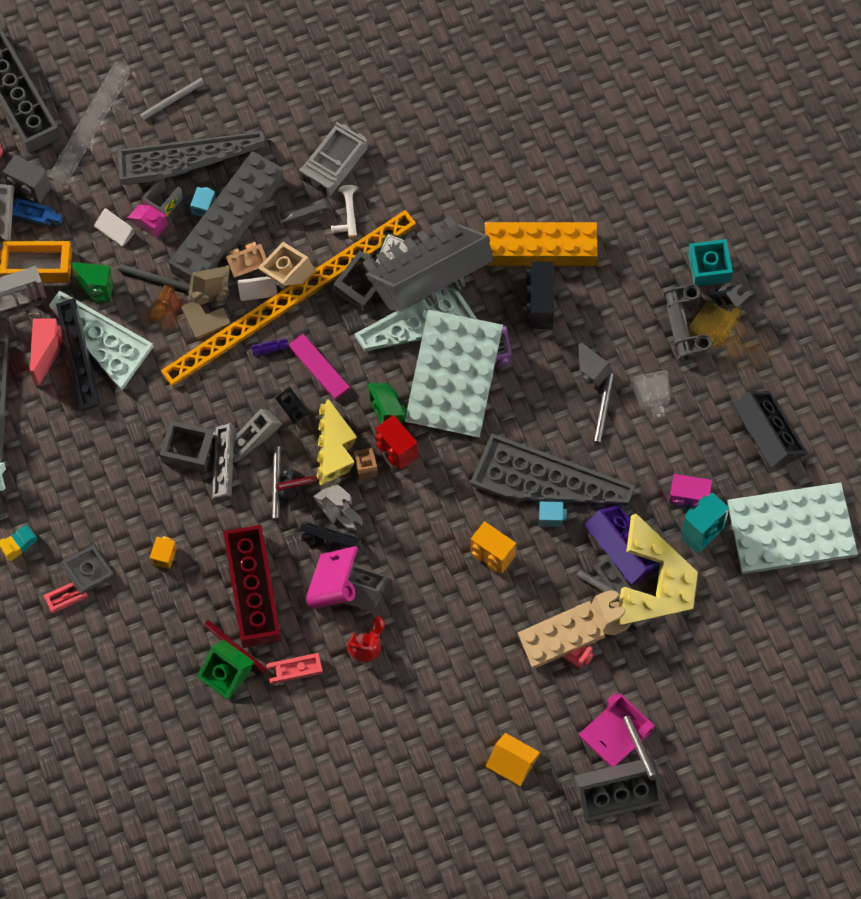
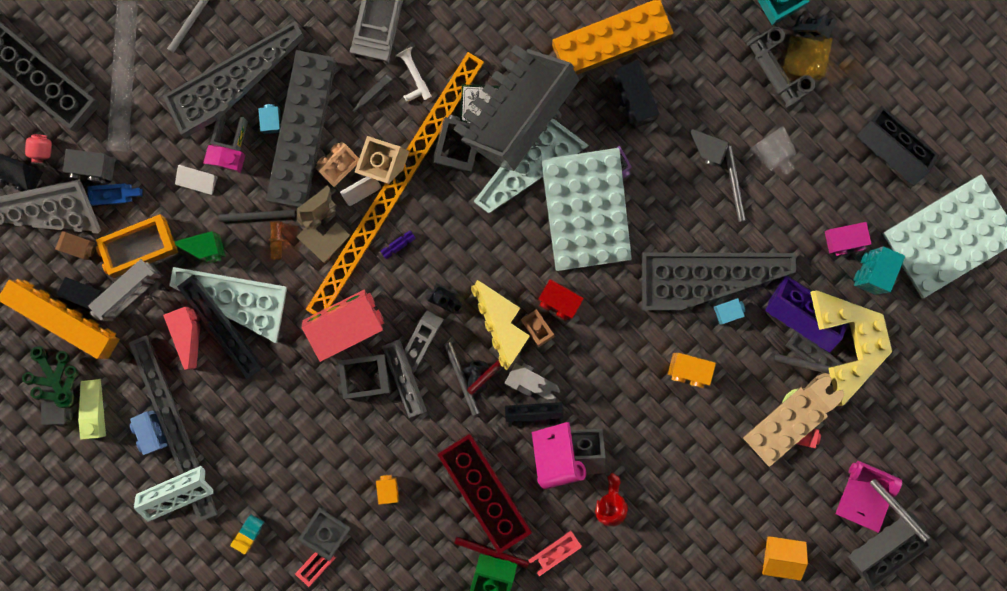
camera: 25 degrees left, 20 degrees up
(188, 390) = (343, 325): none -> coral brick
(319, 367) = (452, 246): dark pink tile -> none
(385, 402) = (534, 263): green slope -> none

